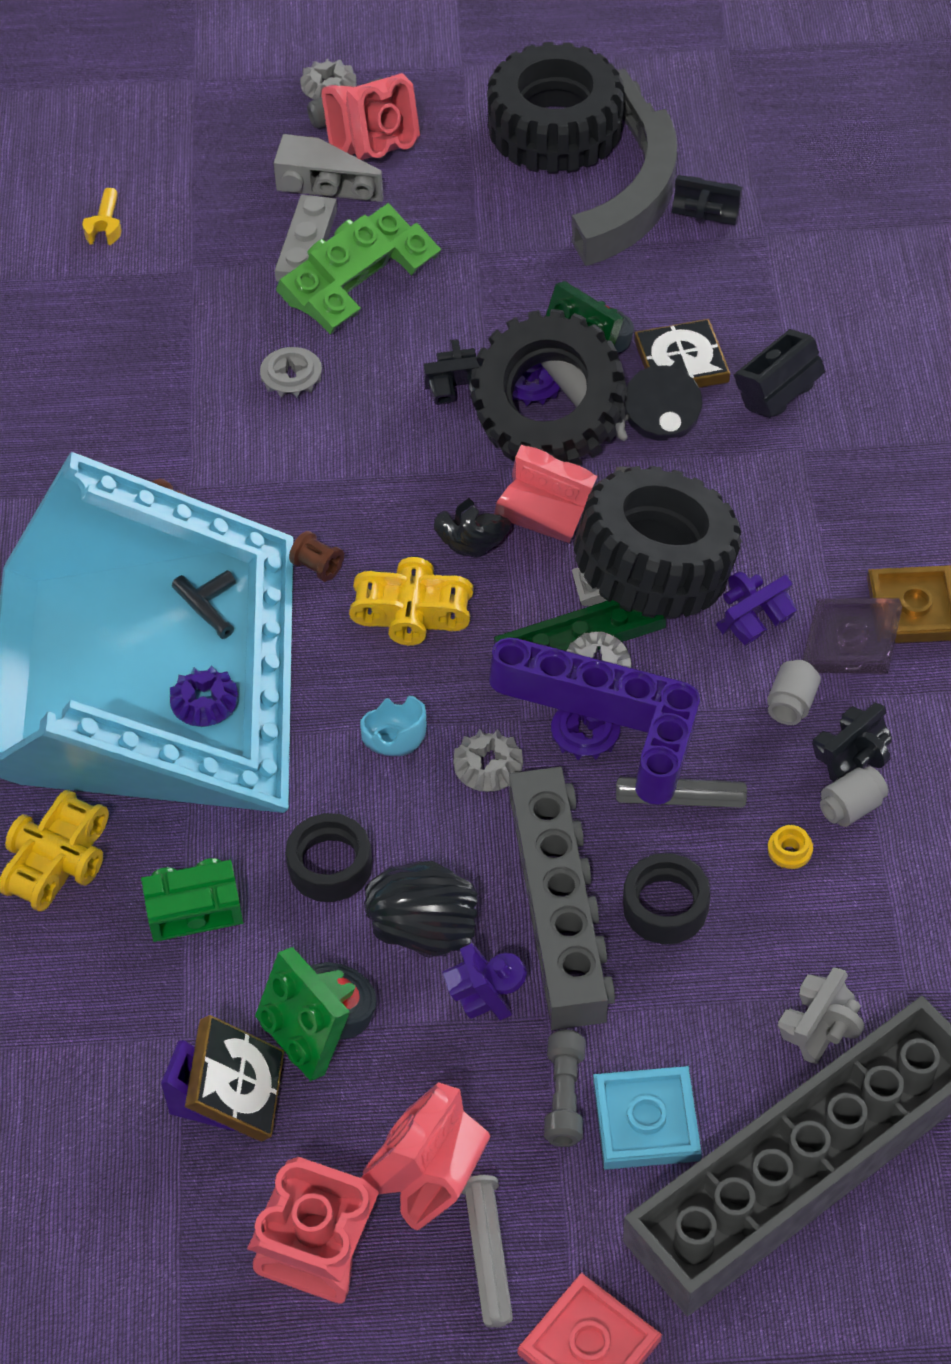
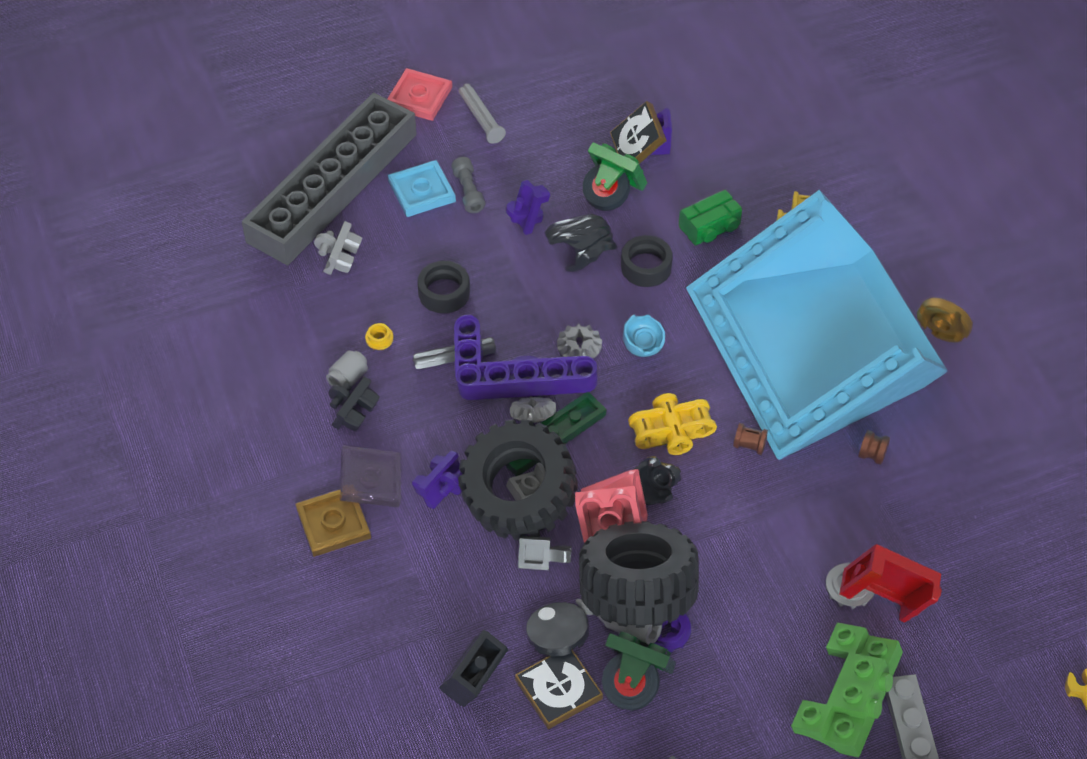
camera: 160 degrees right, 0 degrees up
(199, 599) = (810, 388): black piece -> none
(203, 711) = (777, 337): dark purple gear -> none
(258, 323) = (893, 578): none -> red panel
(312, 1228) = (566, 86): coral piece -> none
(428, 1155) = (524, 125): coral piece -> none
(450, 370) = (722, 612): black hips -> none
(568, 998) = (507, 272): dark grey brick -> none
(793, 692) = (400, 426): light grey brick -> none

